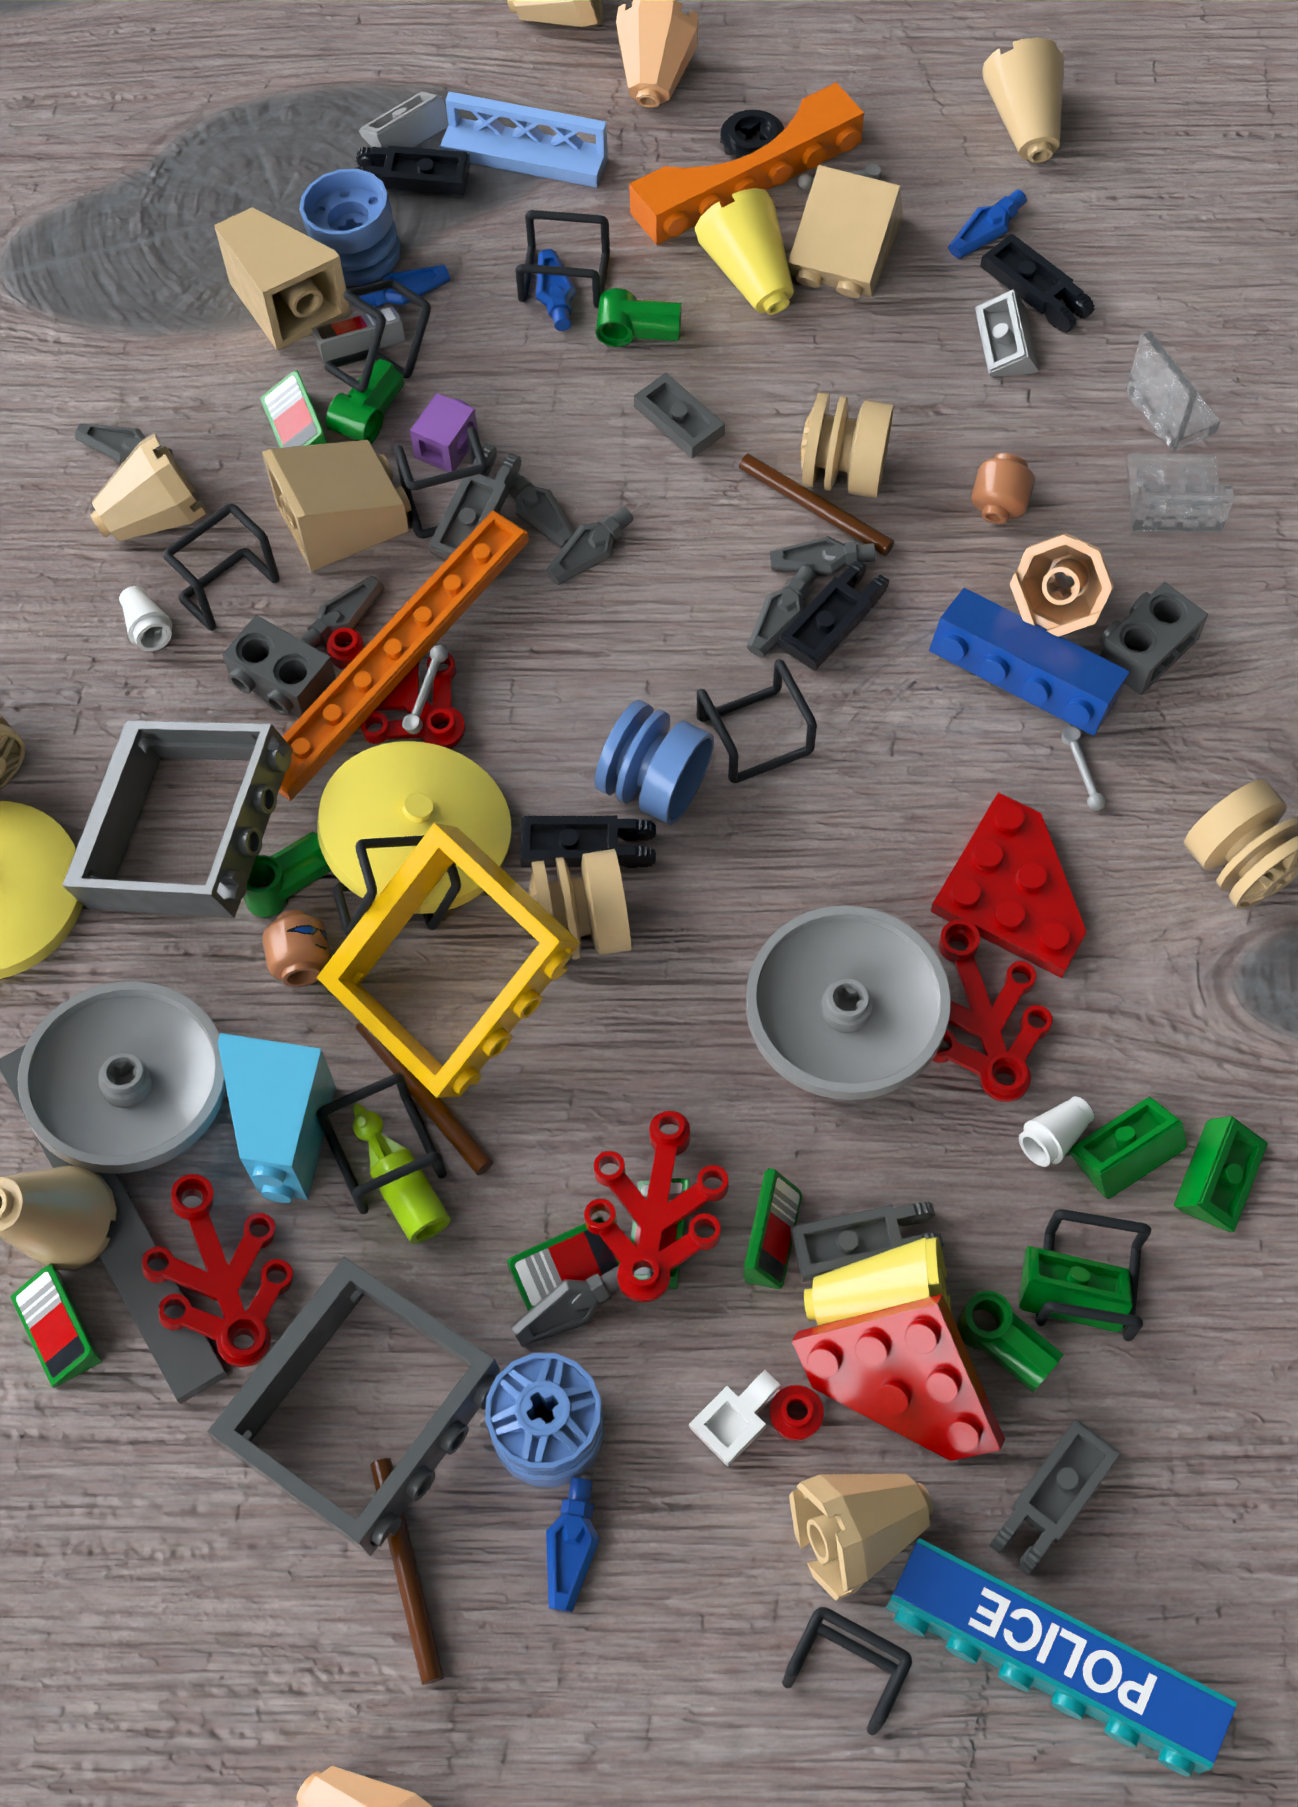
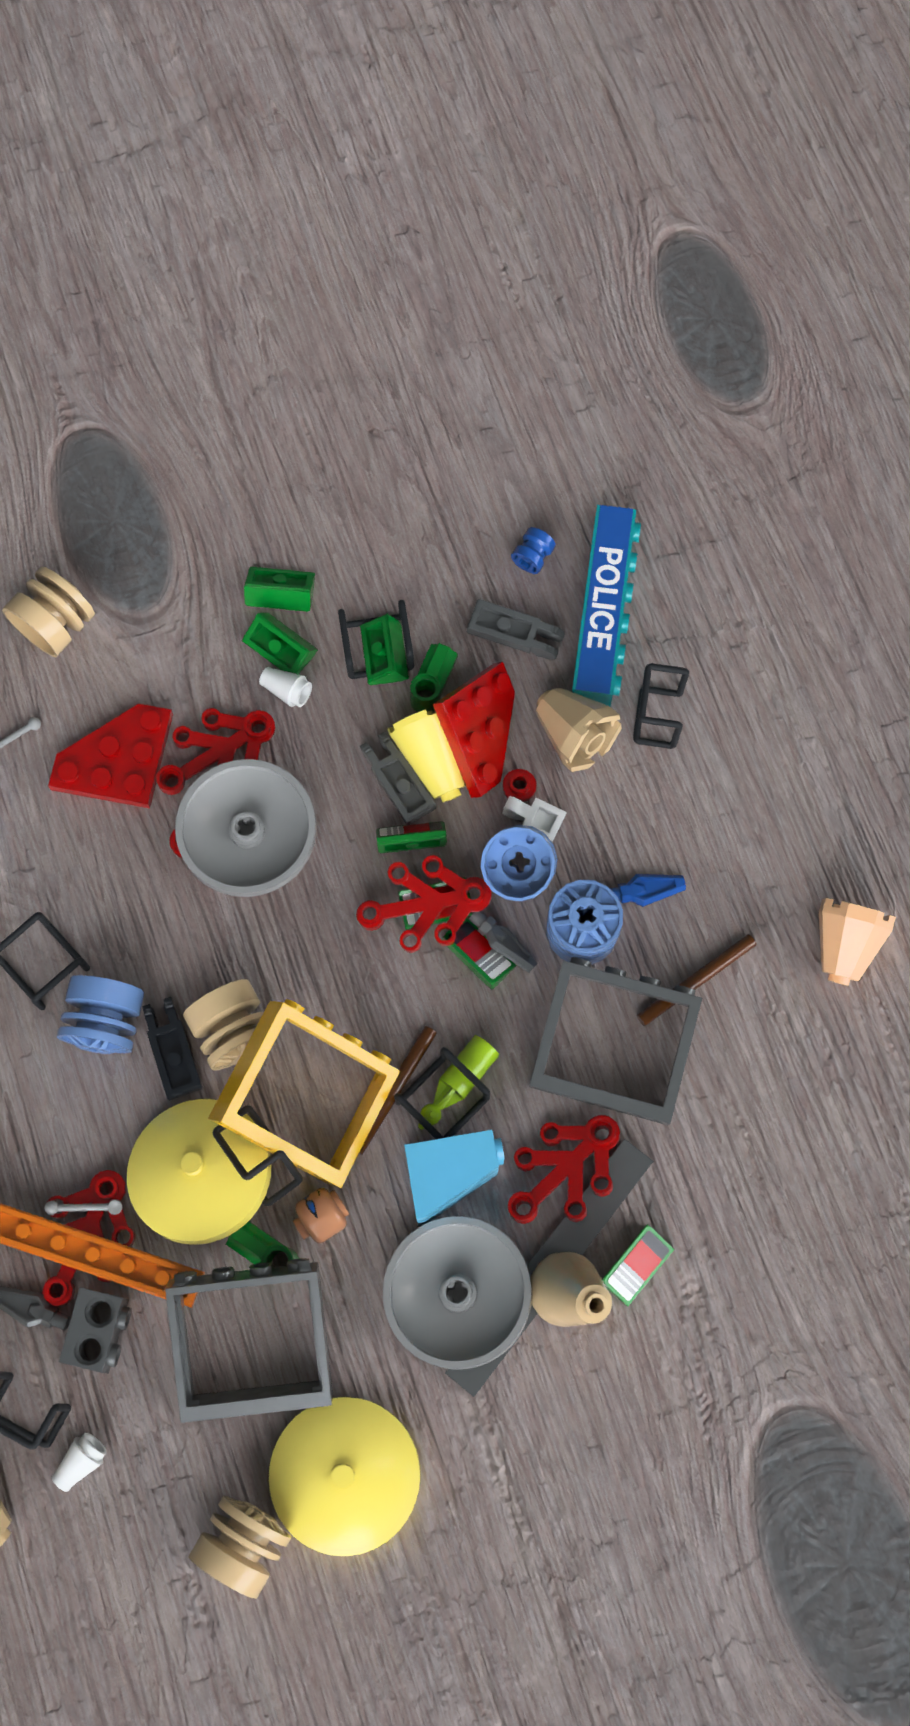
camera: 110 degrees left, 10 degrees up
(665, 1353) = (506, 878): none -> medium blue wheel
(1181, 1569) = (531, 553): none -> blue wheel

